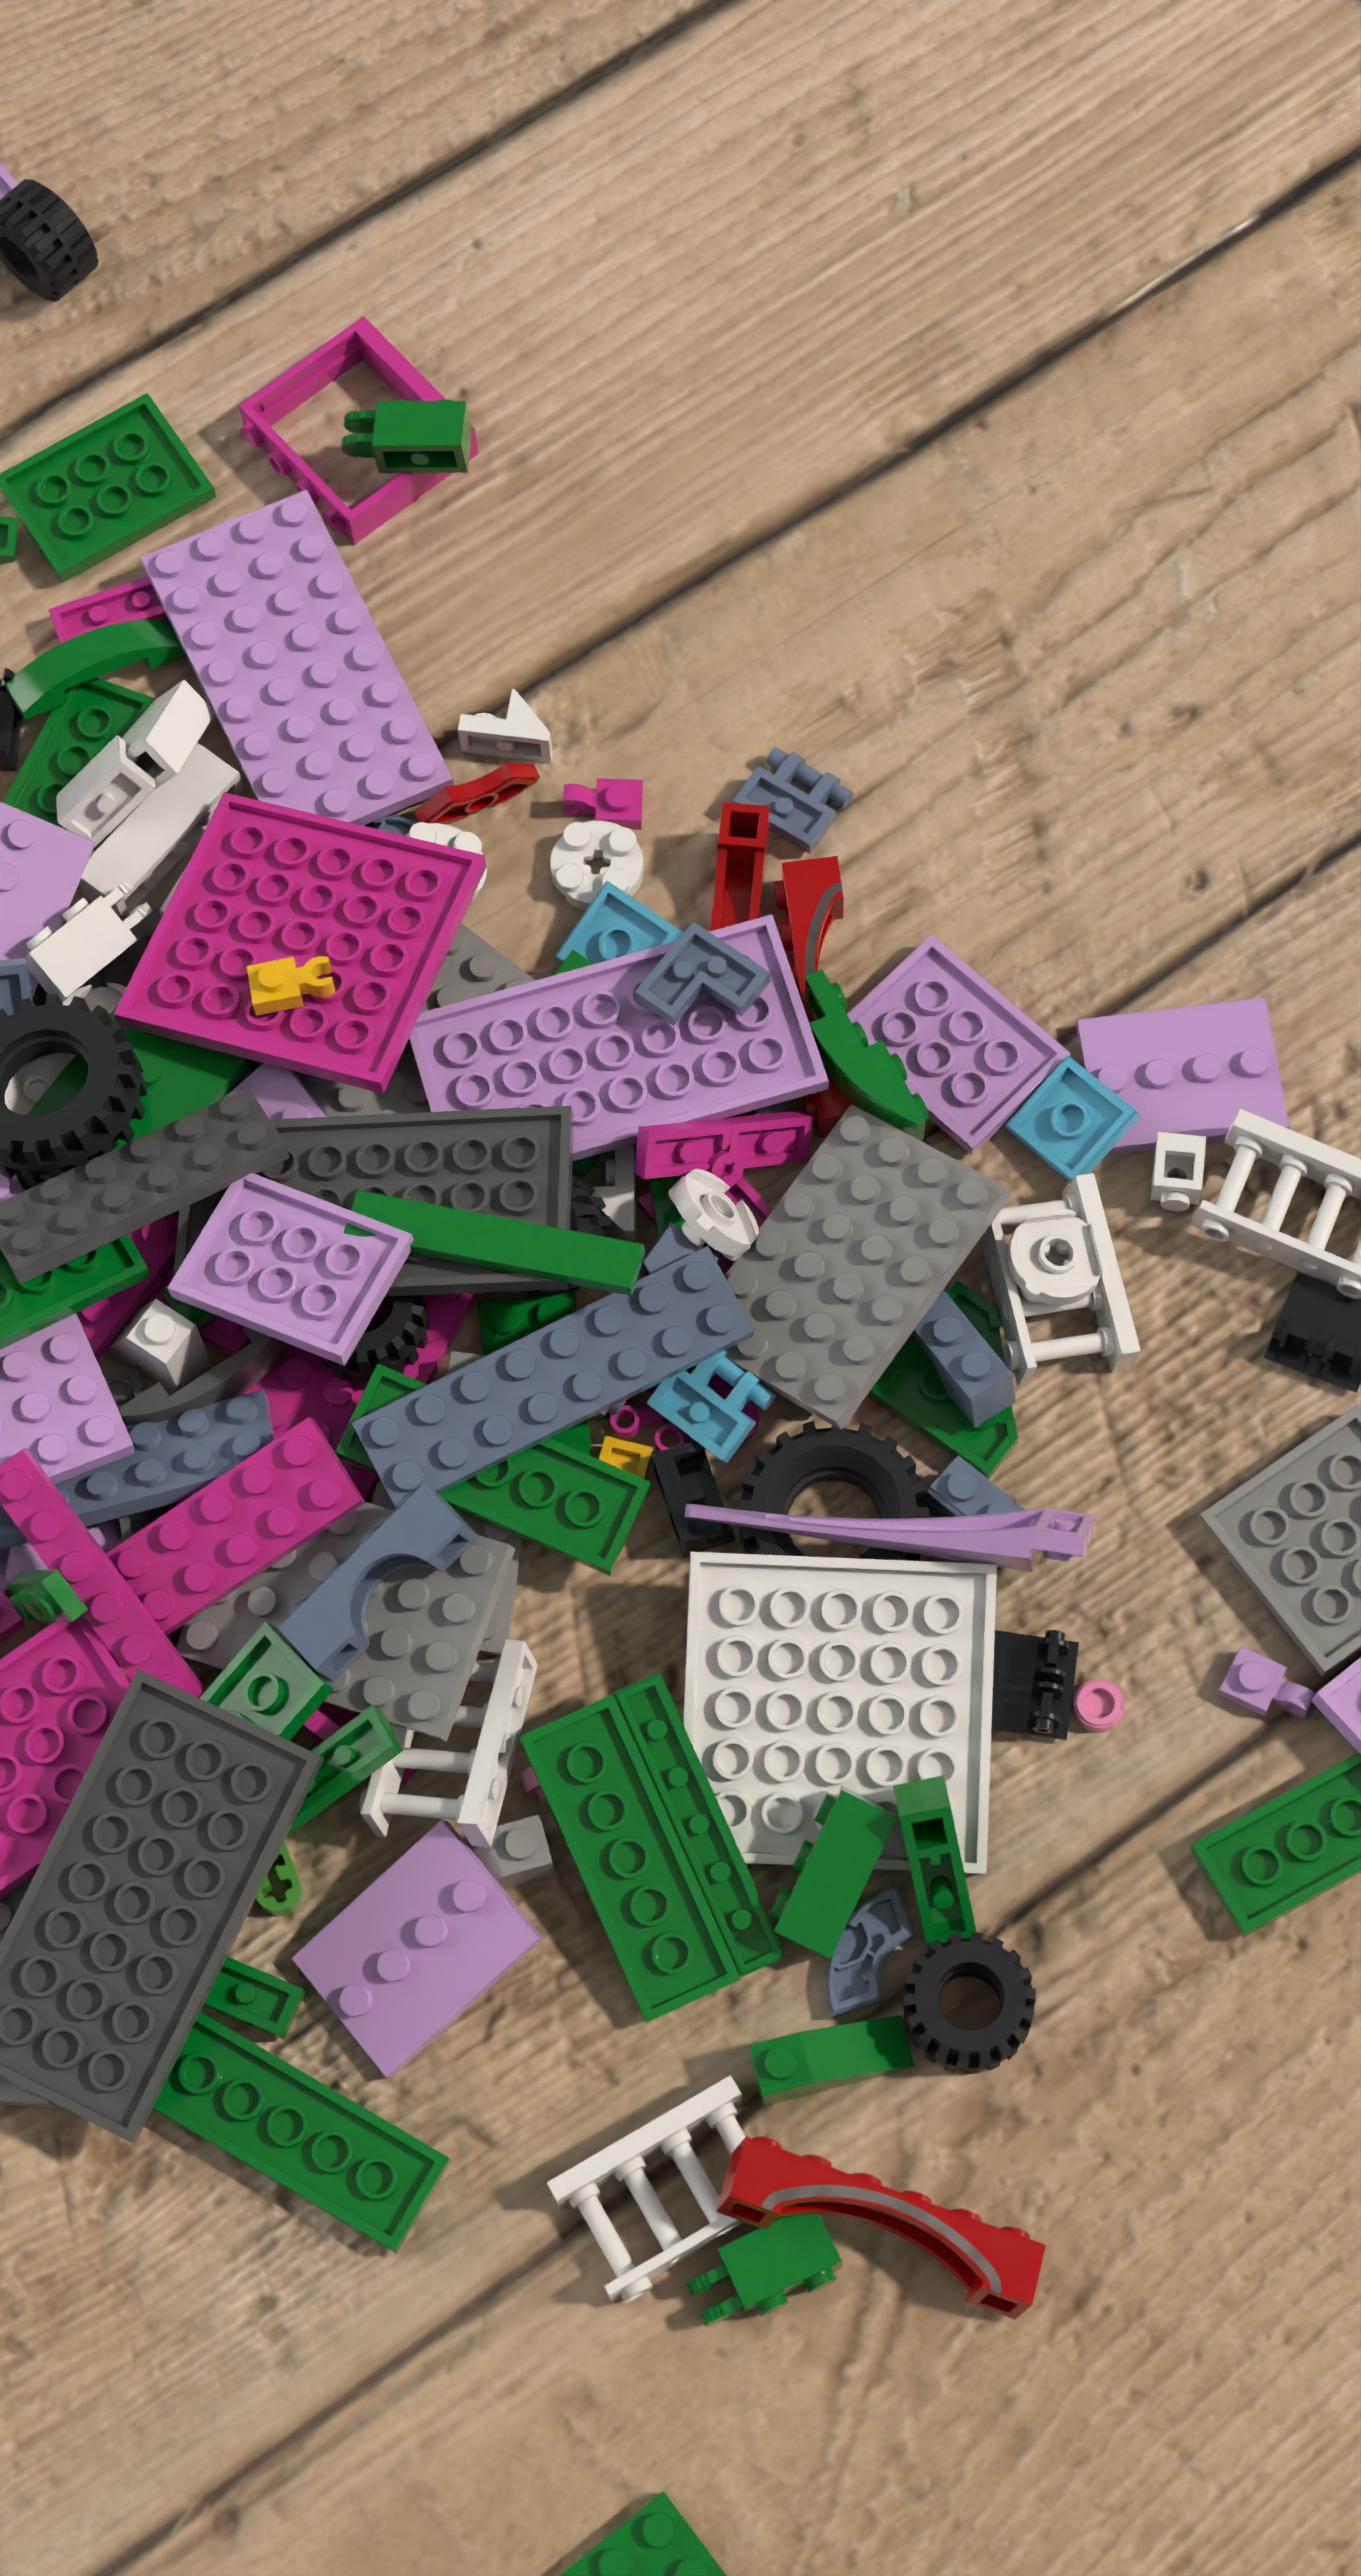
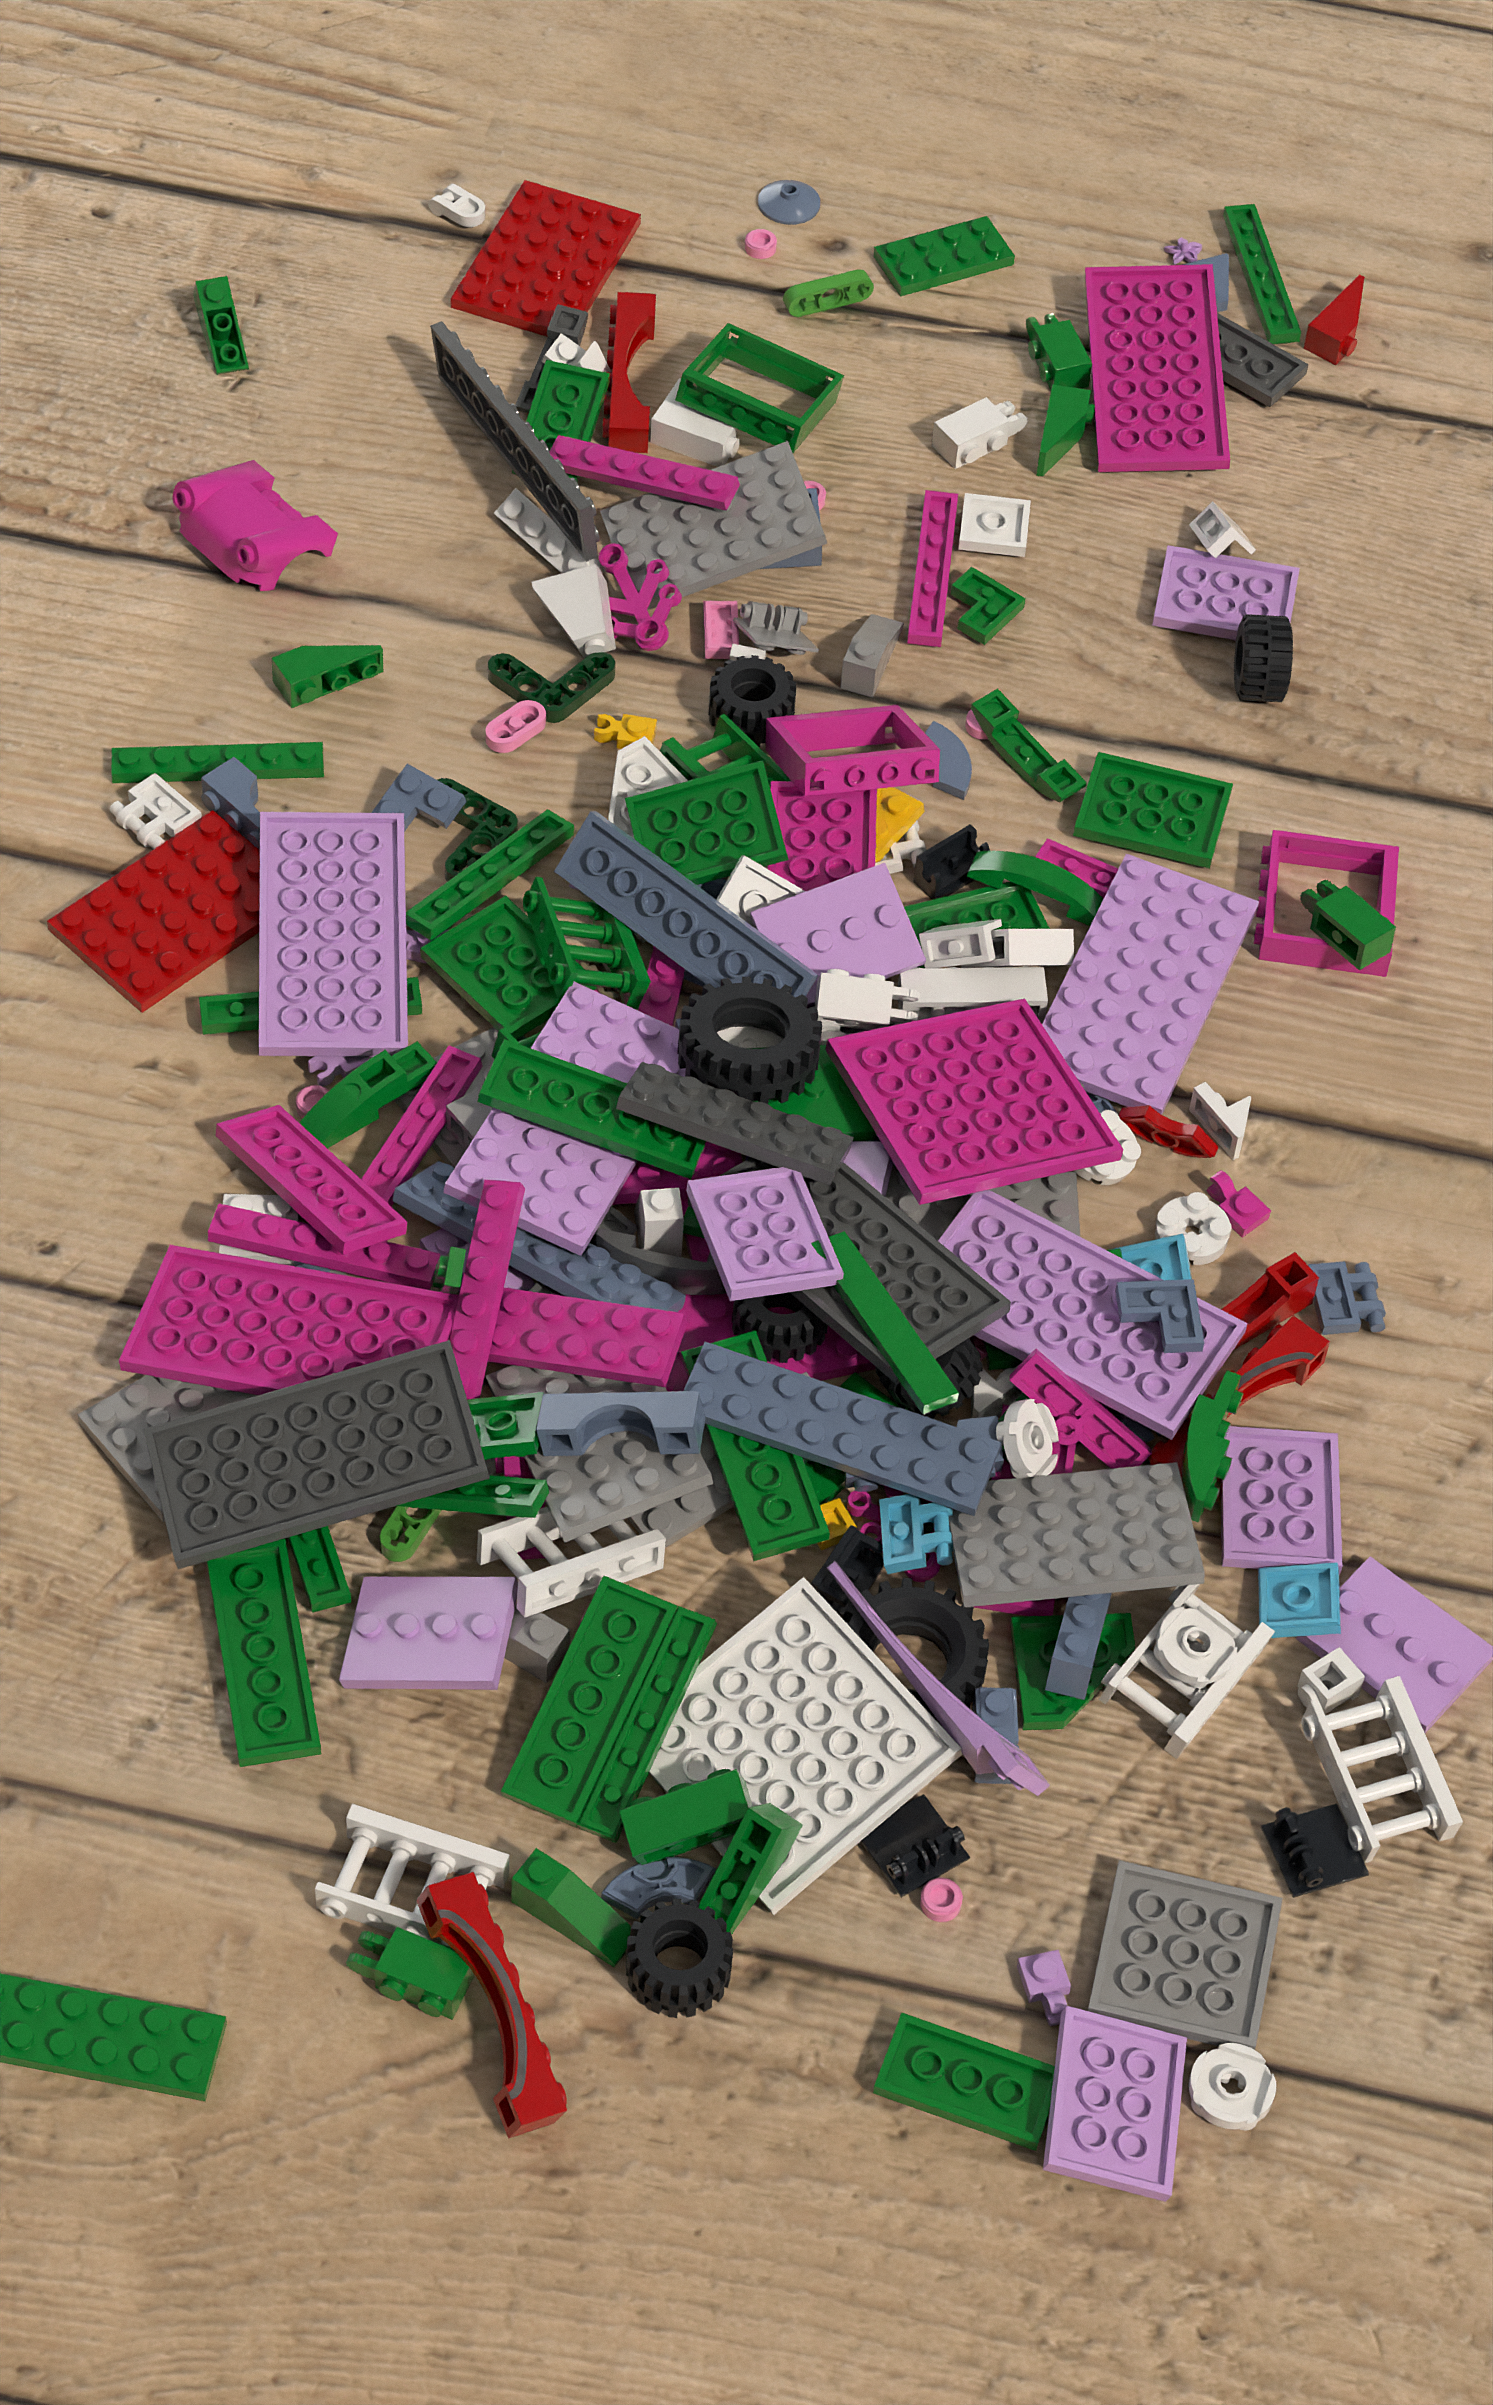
camera: 40 degrees right, 15 degrees down
(281, 983) = (933, 1103): yellow plate -> none

